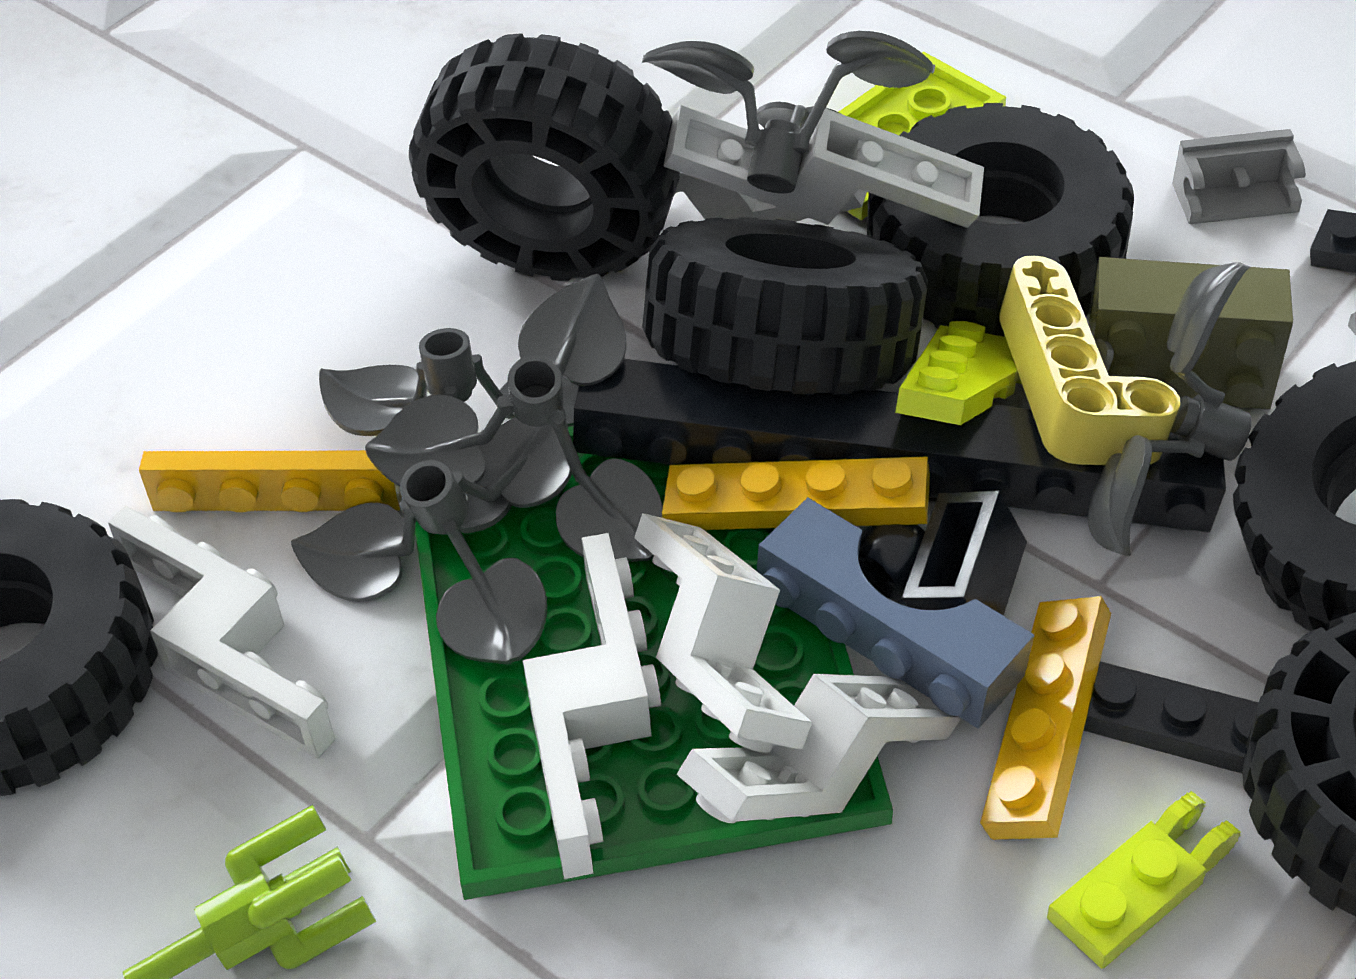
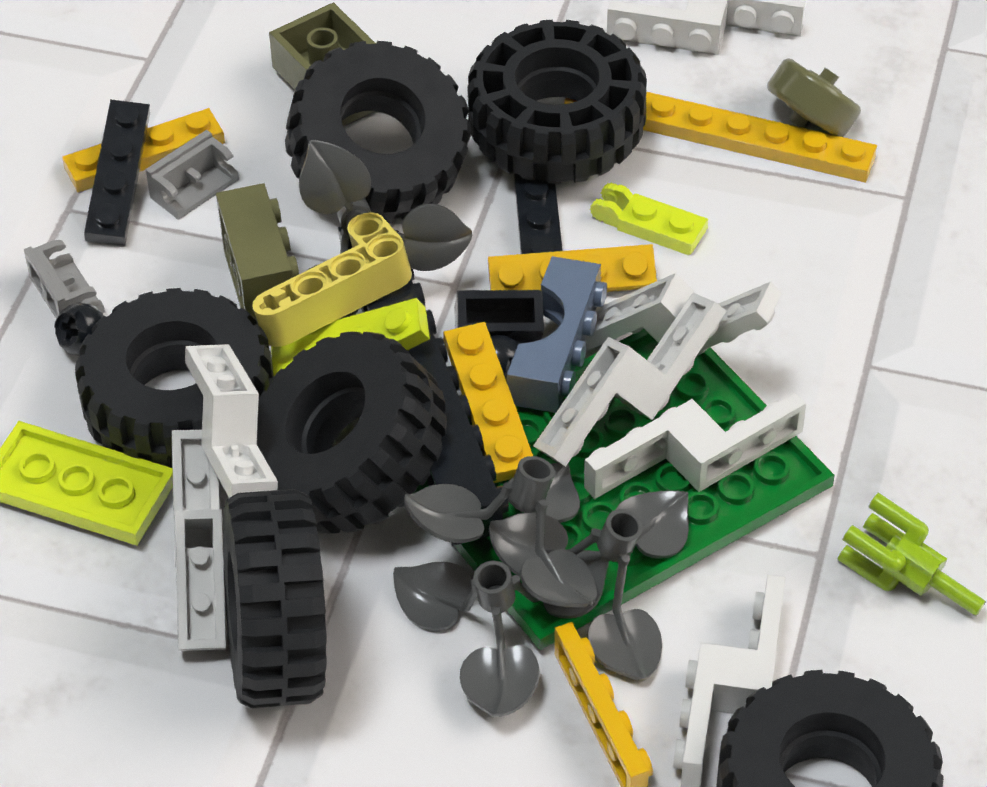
camera: 115 degrees left, 0 degrees up
(788, 126) = (233, 426): dark grey plant -> none
(1148, 166) = (75, 324): none -> black piece

